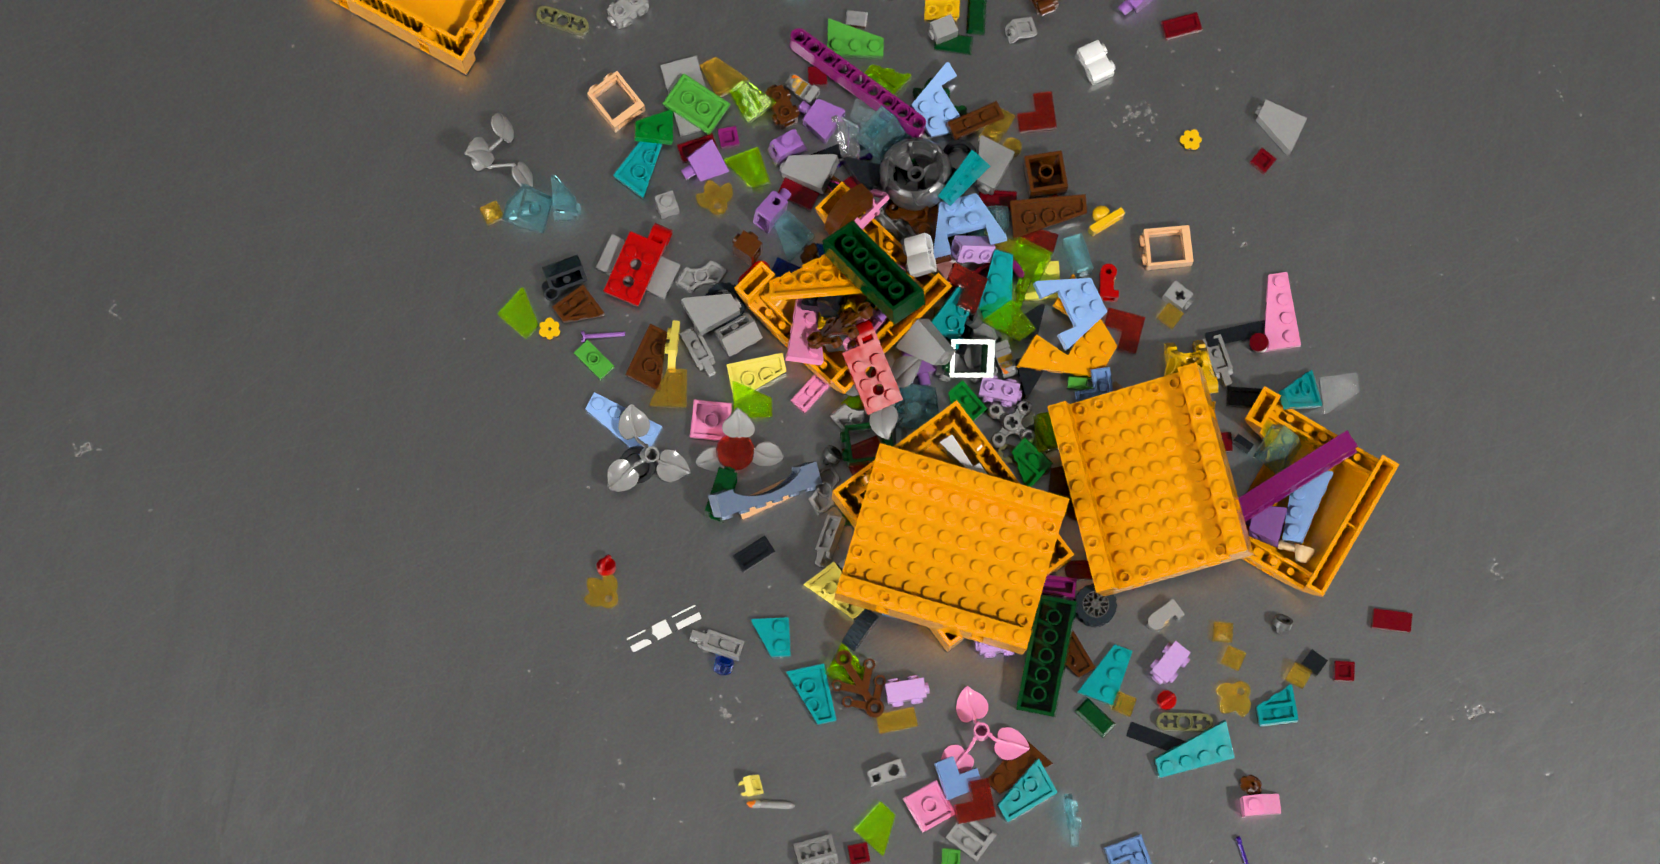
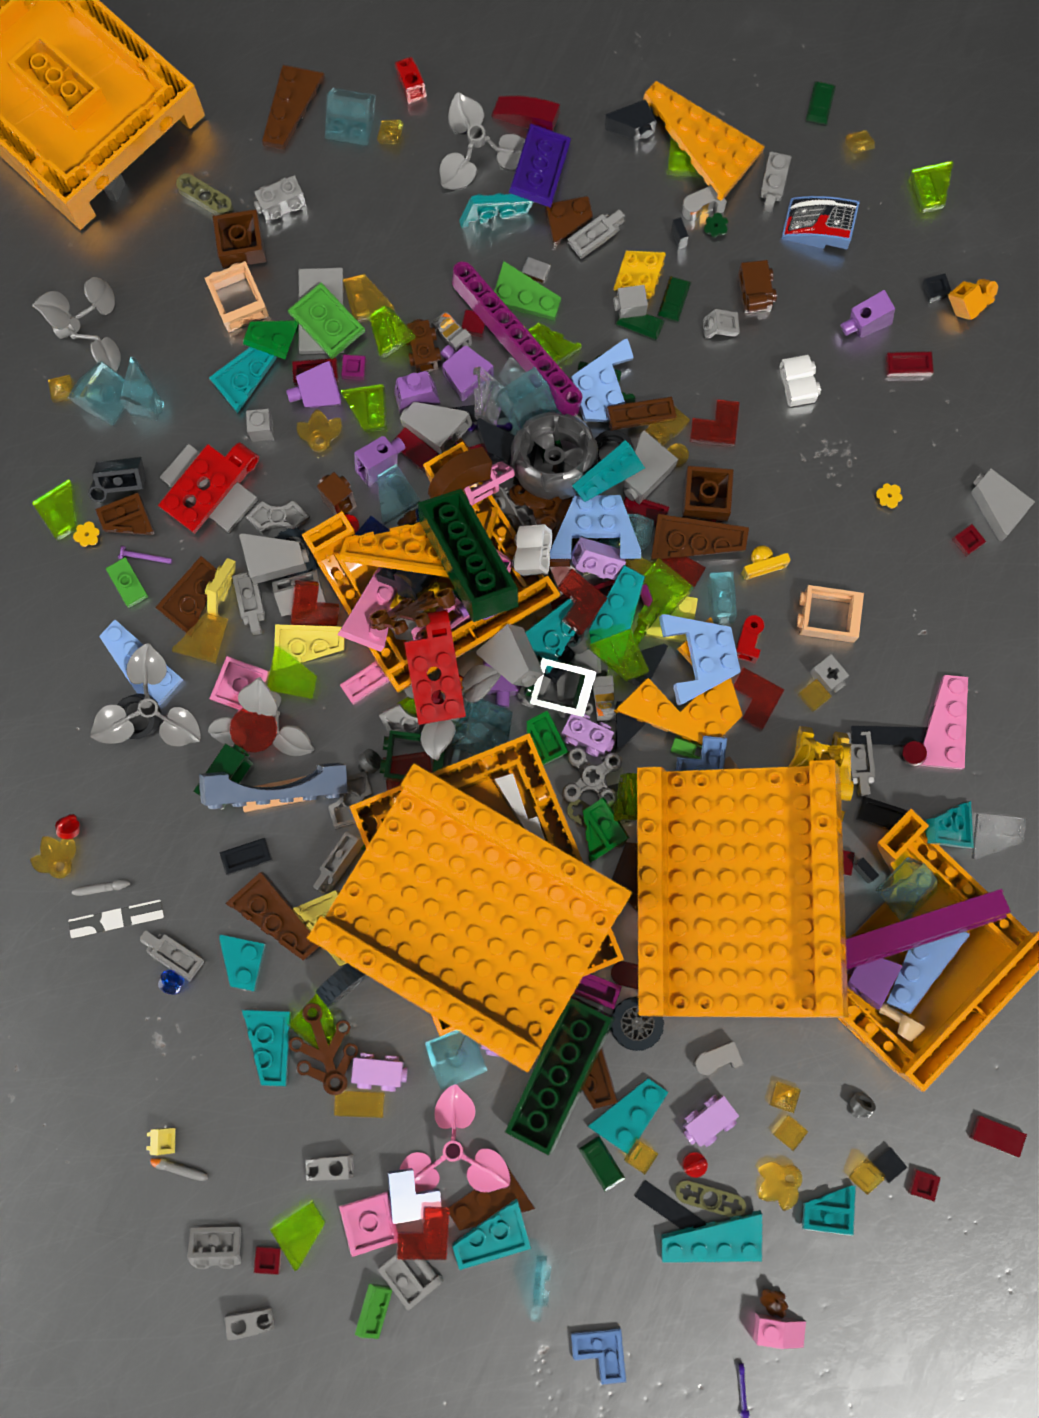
camera: 20 degrees right, 0 degrees up
(605, 52) = (239, 238): none -> reddish brown slope
(646, 606) = (100, 887): none -> light grey piece
(750, 346) = (307, 609): none -> clear red tile
(784, 590) = (269, 910): none -> reddish brown wing
(961, 666) = (455, 1058): none -> clear light blue slope

